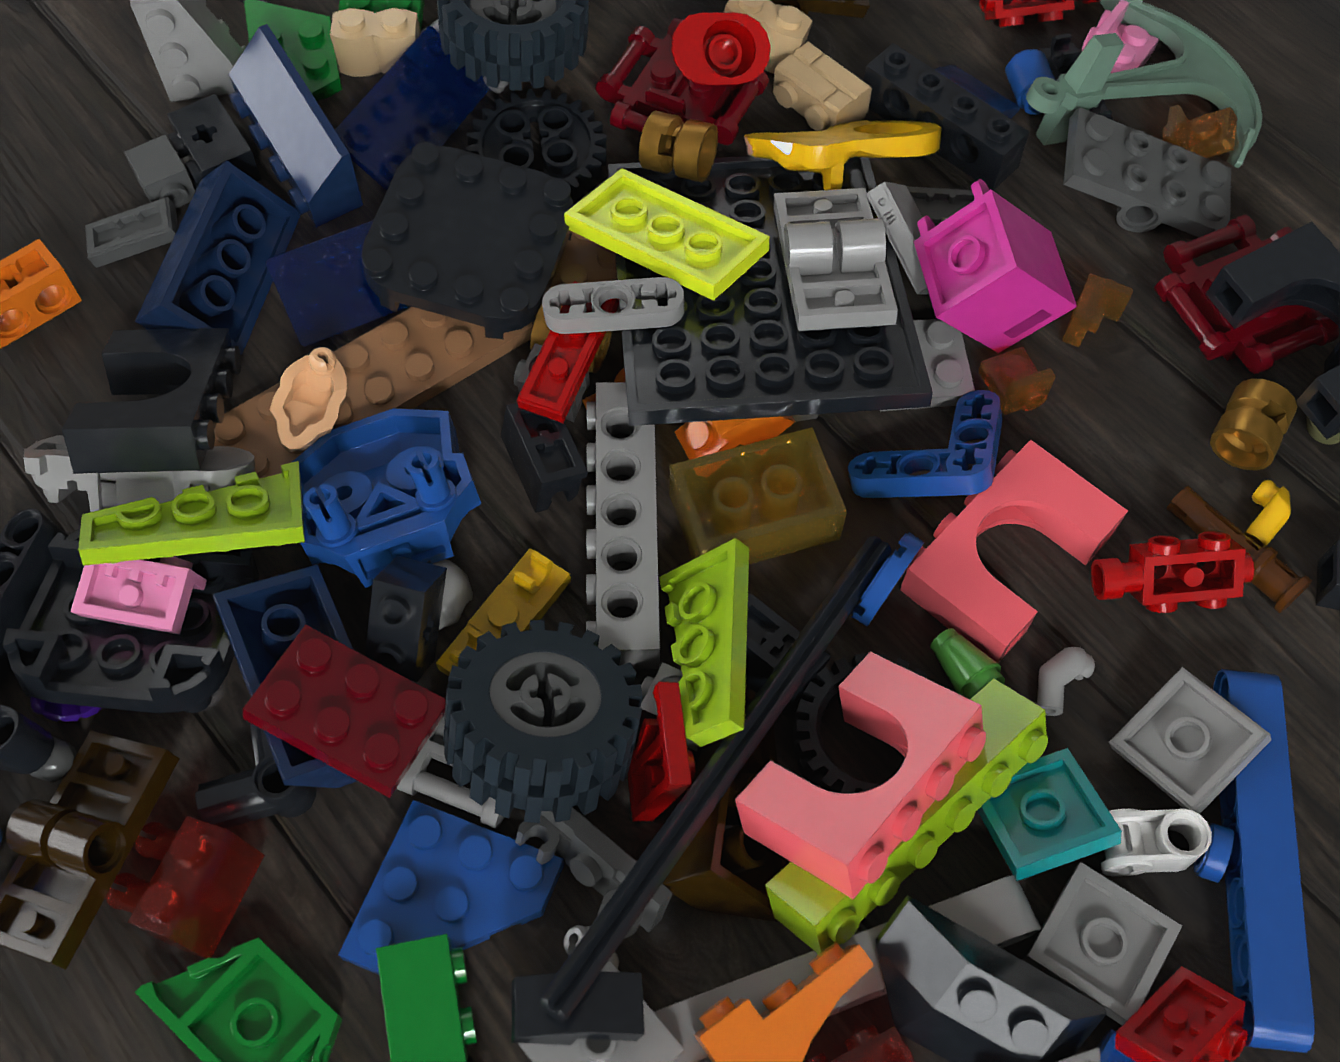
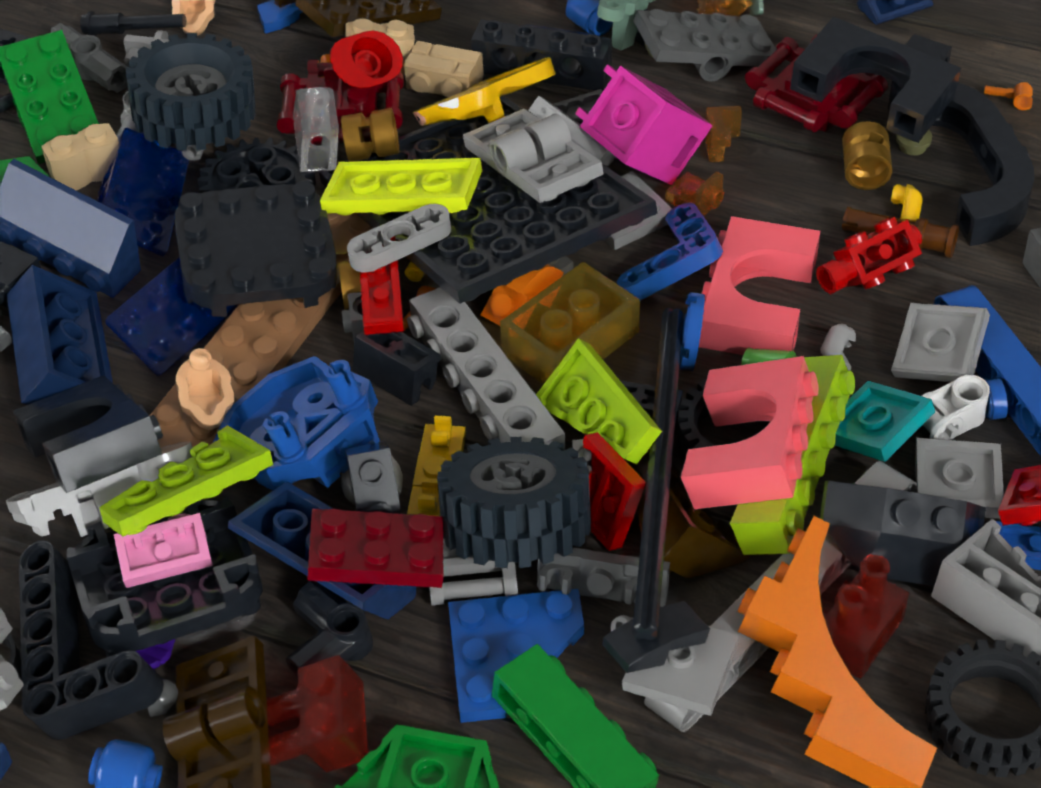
camera: 25 degrees left, 15 degrees down
(620, 107) = (315, 116): none -> clear torso

